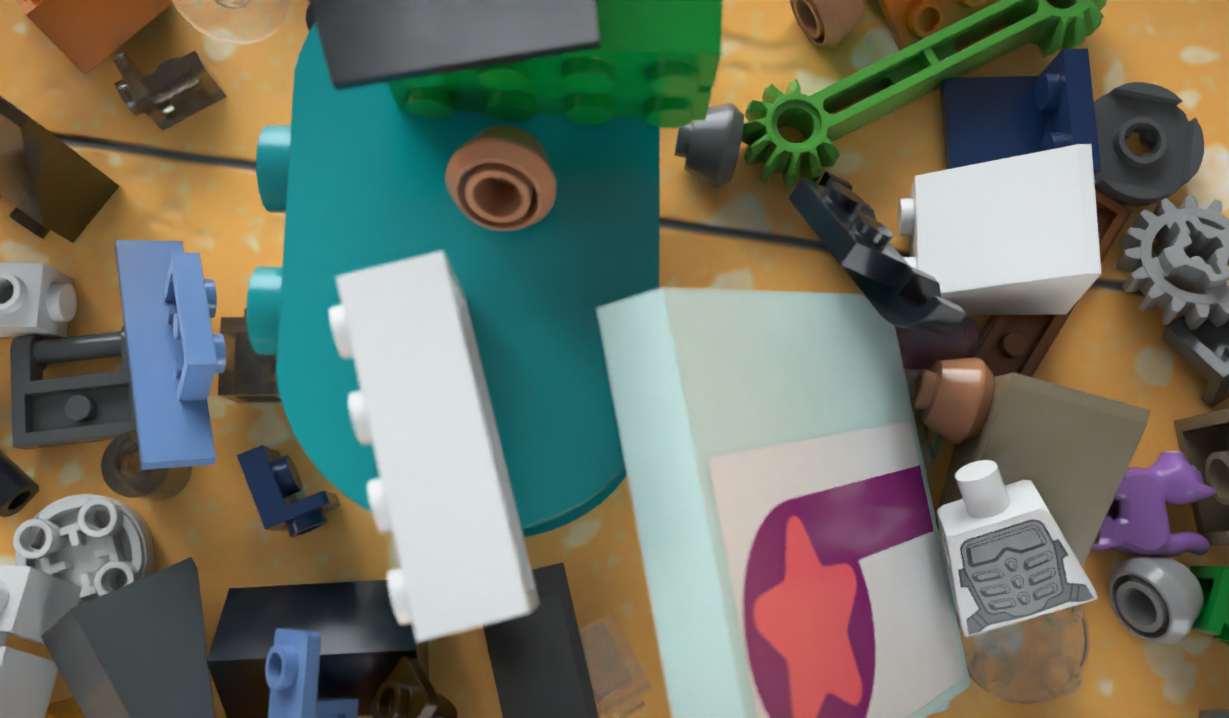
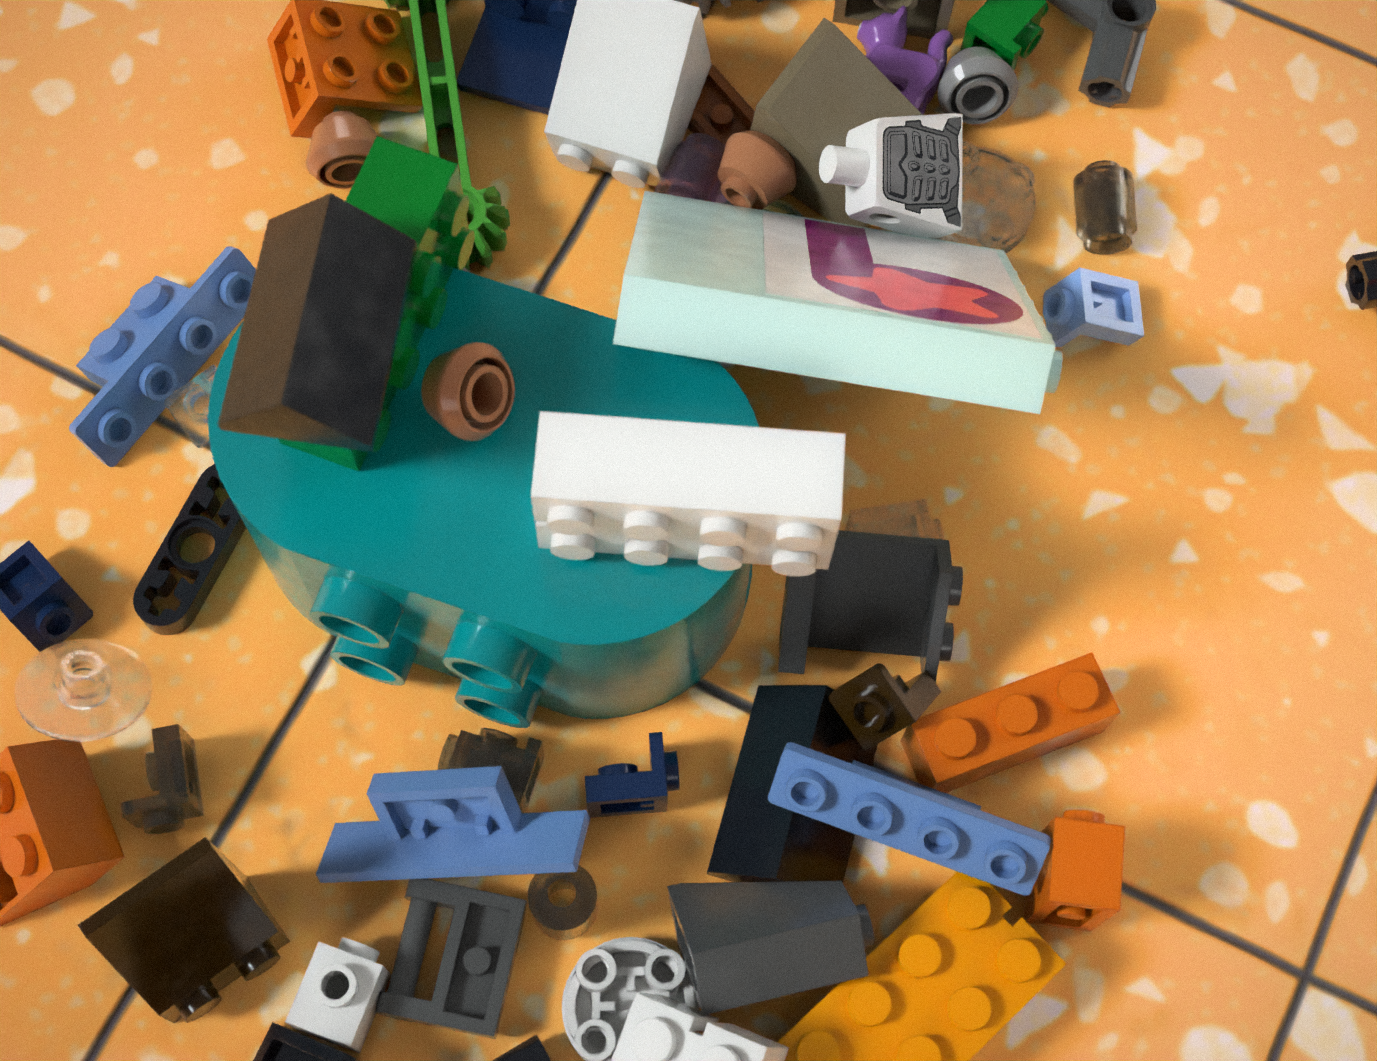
camera: 70 degrees left, 10 degrees down
(864, 250) = (608, 183): black plate -> none

